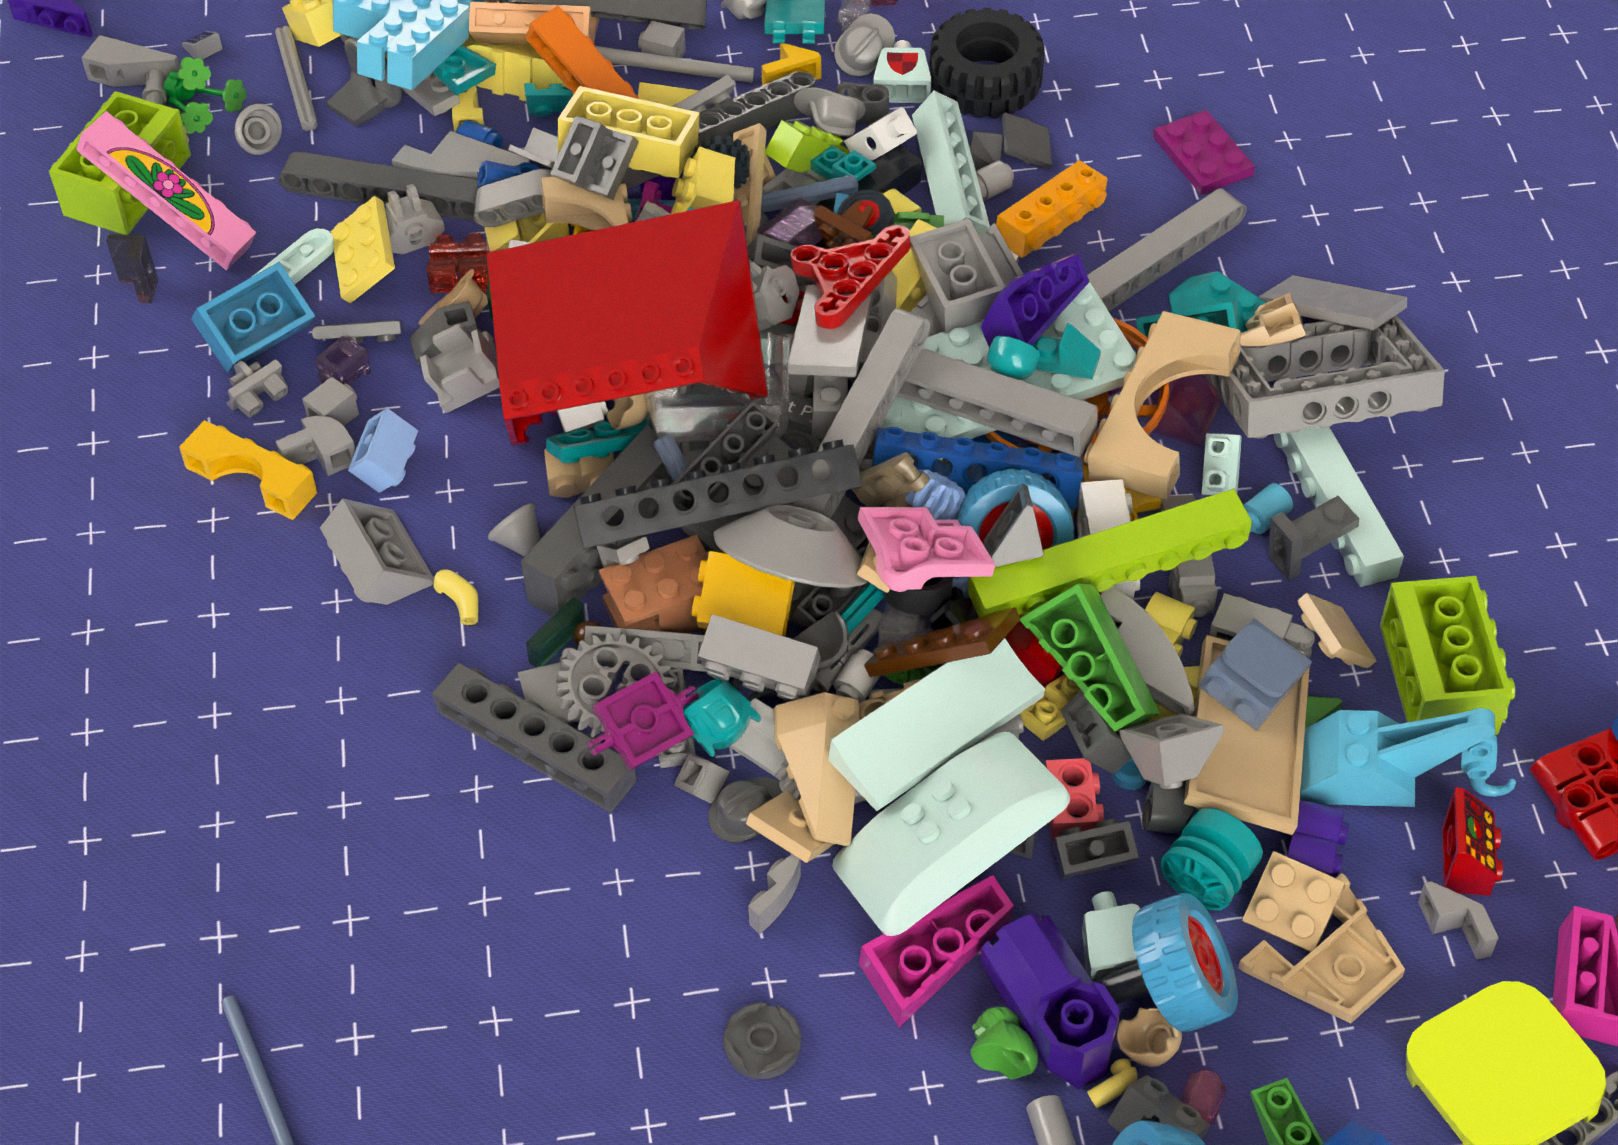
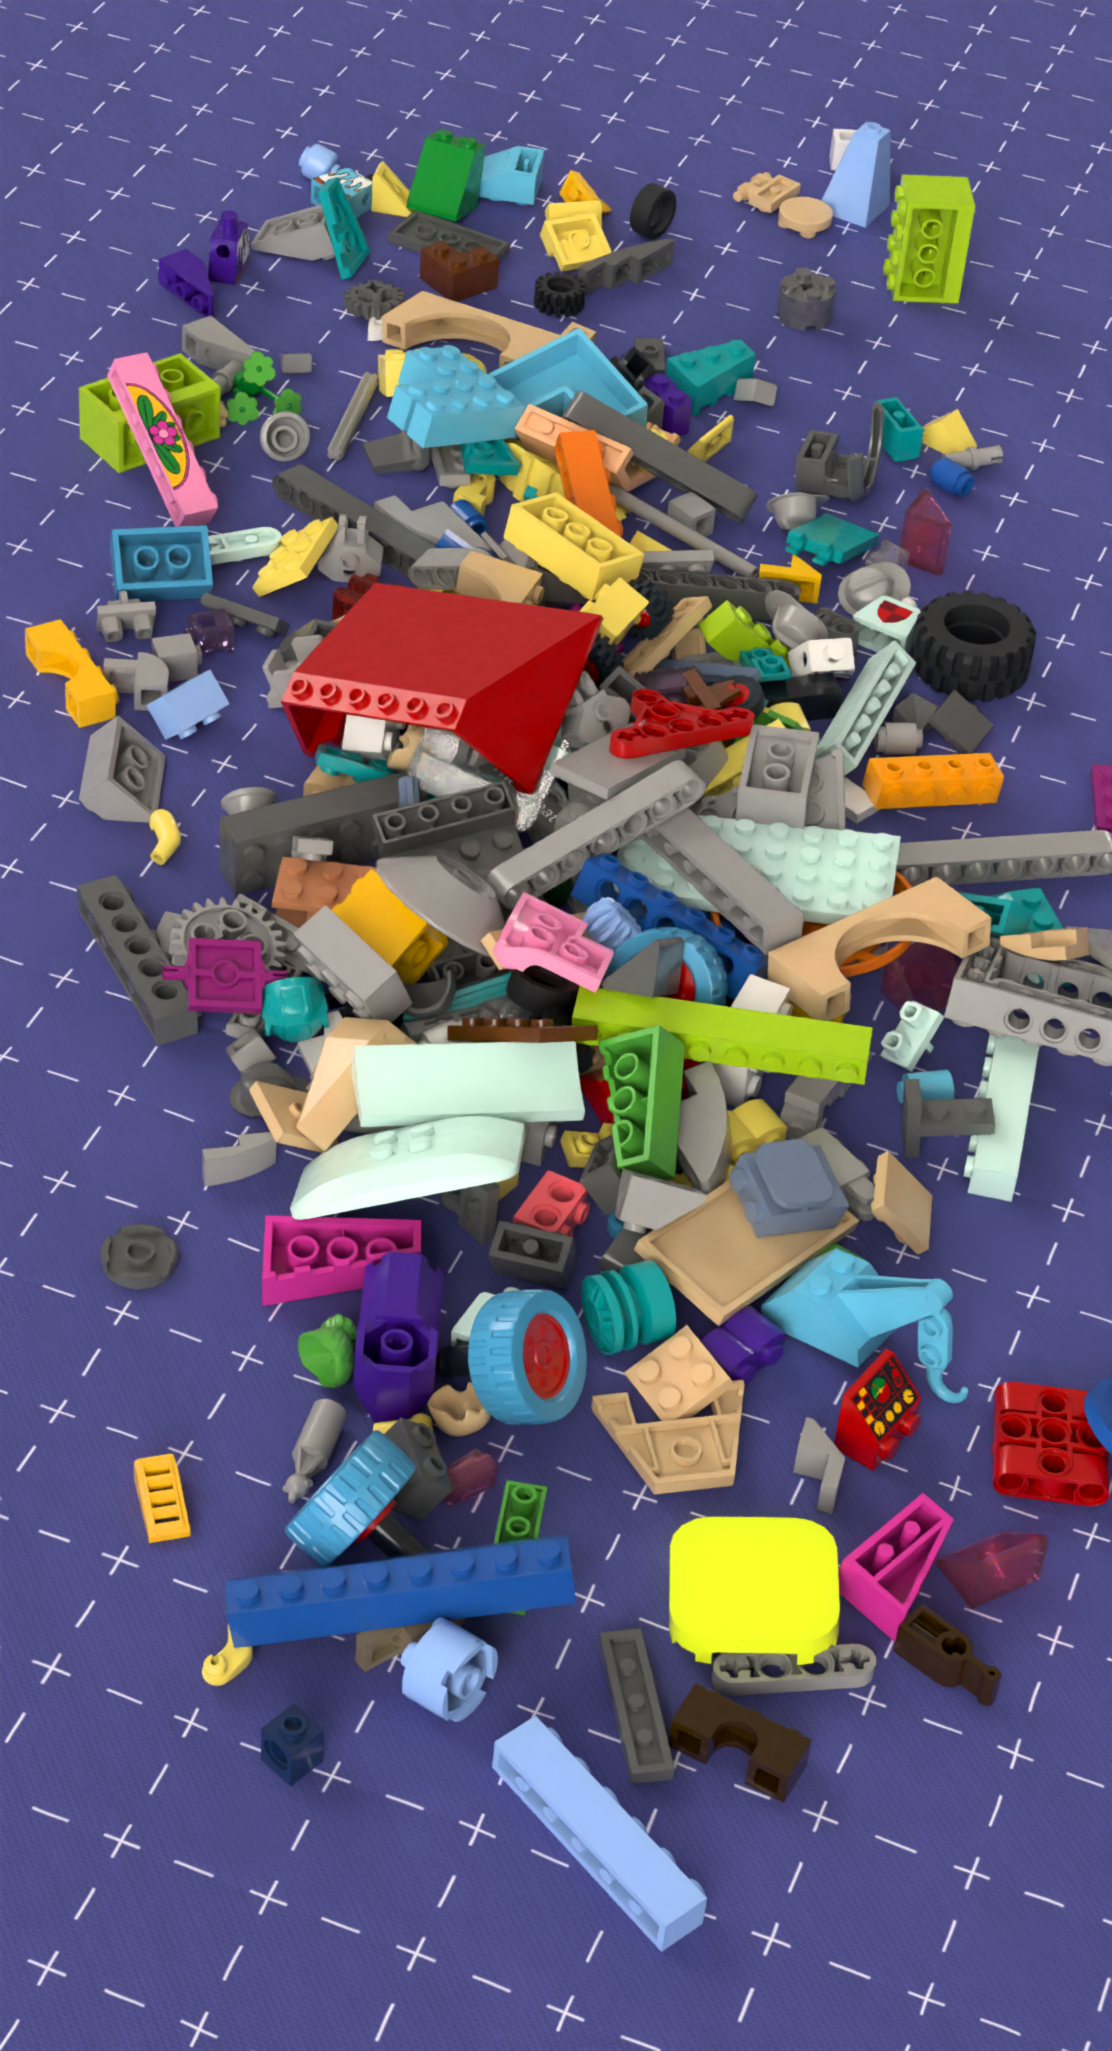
camera: 25 degrees right, 10 degrees down
(134, 264) = (100, 488): clear smoke panel -> none
(554, 633) = (215, 889): clear green tile -> none
(594, 157) = (521, 548): dark grey slope -> none
(842, 475) = (293, 797): black brick -> none
(890, 481) = (575, 891): dark tan plate -> none
(1012, 357) = (765, 851): teal hair -> none
(1035, 300) = (818, 815): dark purple wedge -> none
(1069, 355) = (821, 872): teal slope -> none
(1445, 649) = (991, 1262): lime brick -> none

